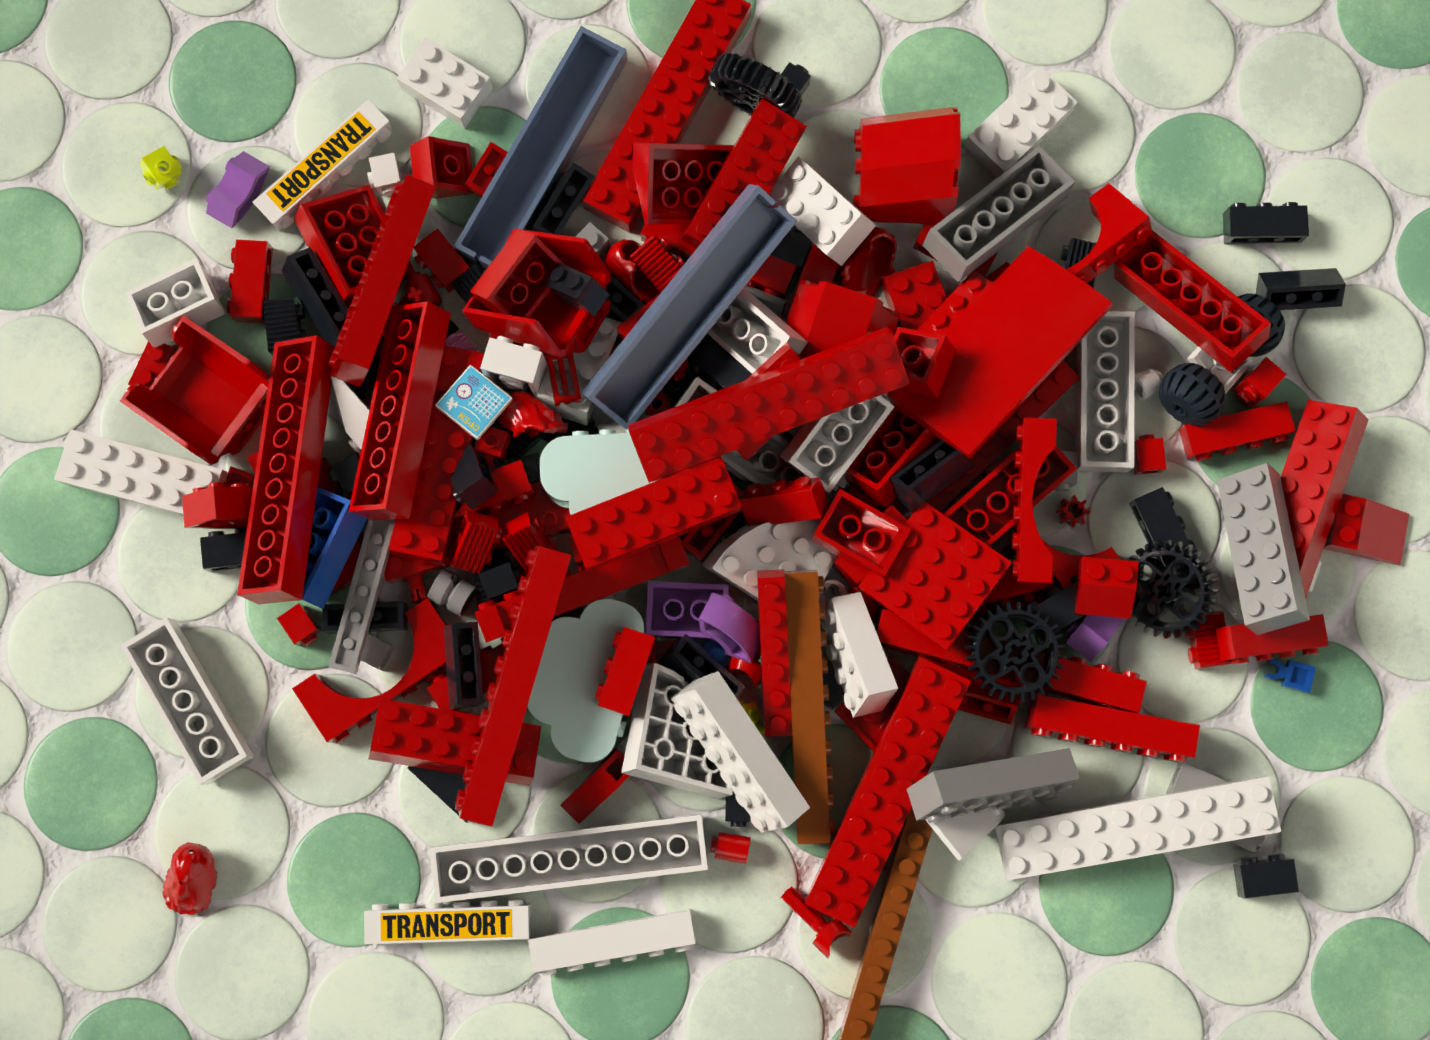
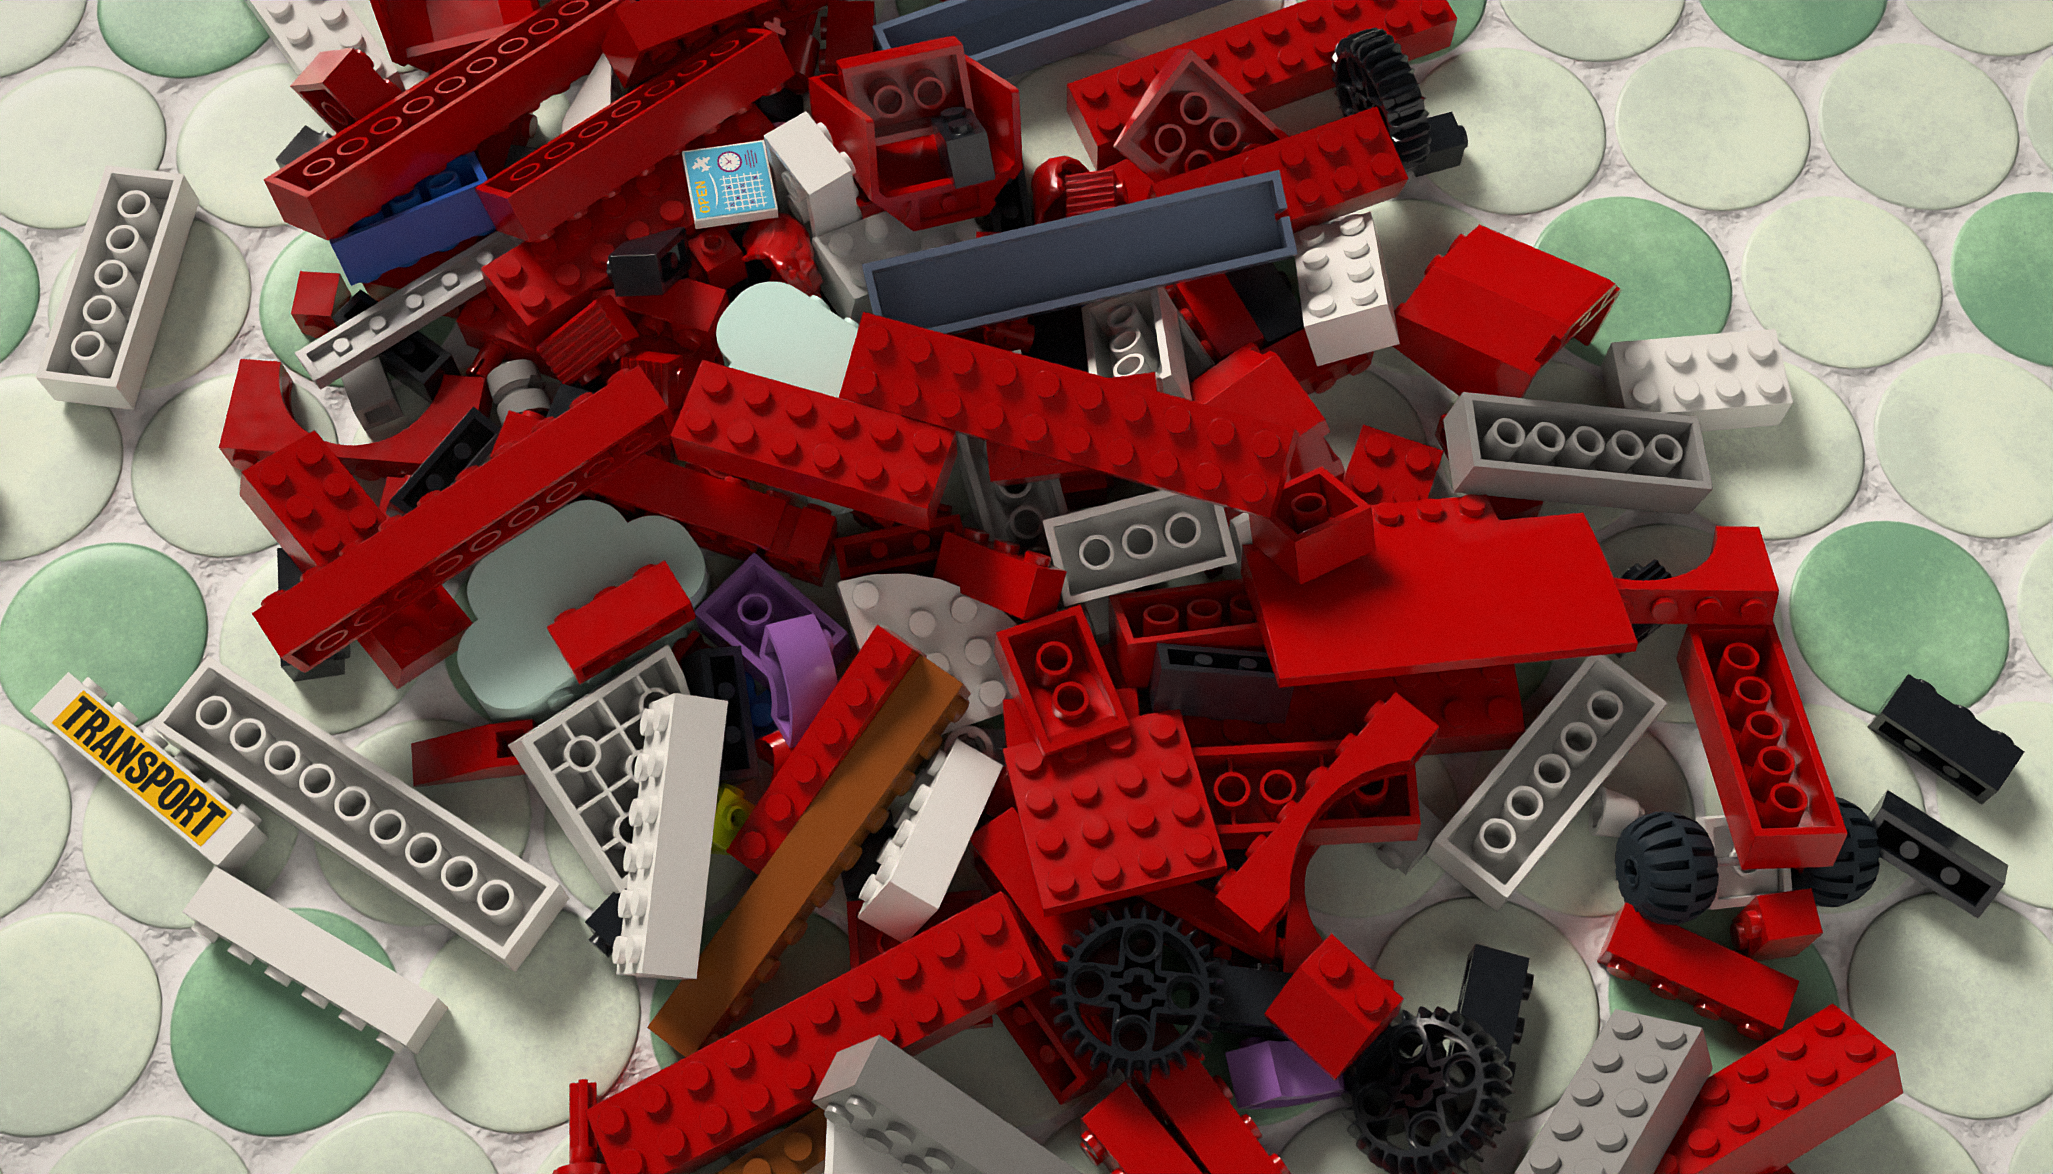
camera: 40 degrees right, 15 degrees down
(564, 200) = (1046, 72): black brick -> none
(567, 399) = (846, 261): red tile -> none
(596, 238) = (1039, 140): light grey brick -> none
(730, 847) = (565, 967): red brick -> none
(870, 262) = (1365, 394): red piece -> none
(1078, 507) = (1382, 887): red gear -> none
(1149, 455) = (1544, 908): red brick -> none

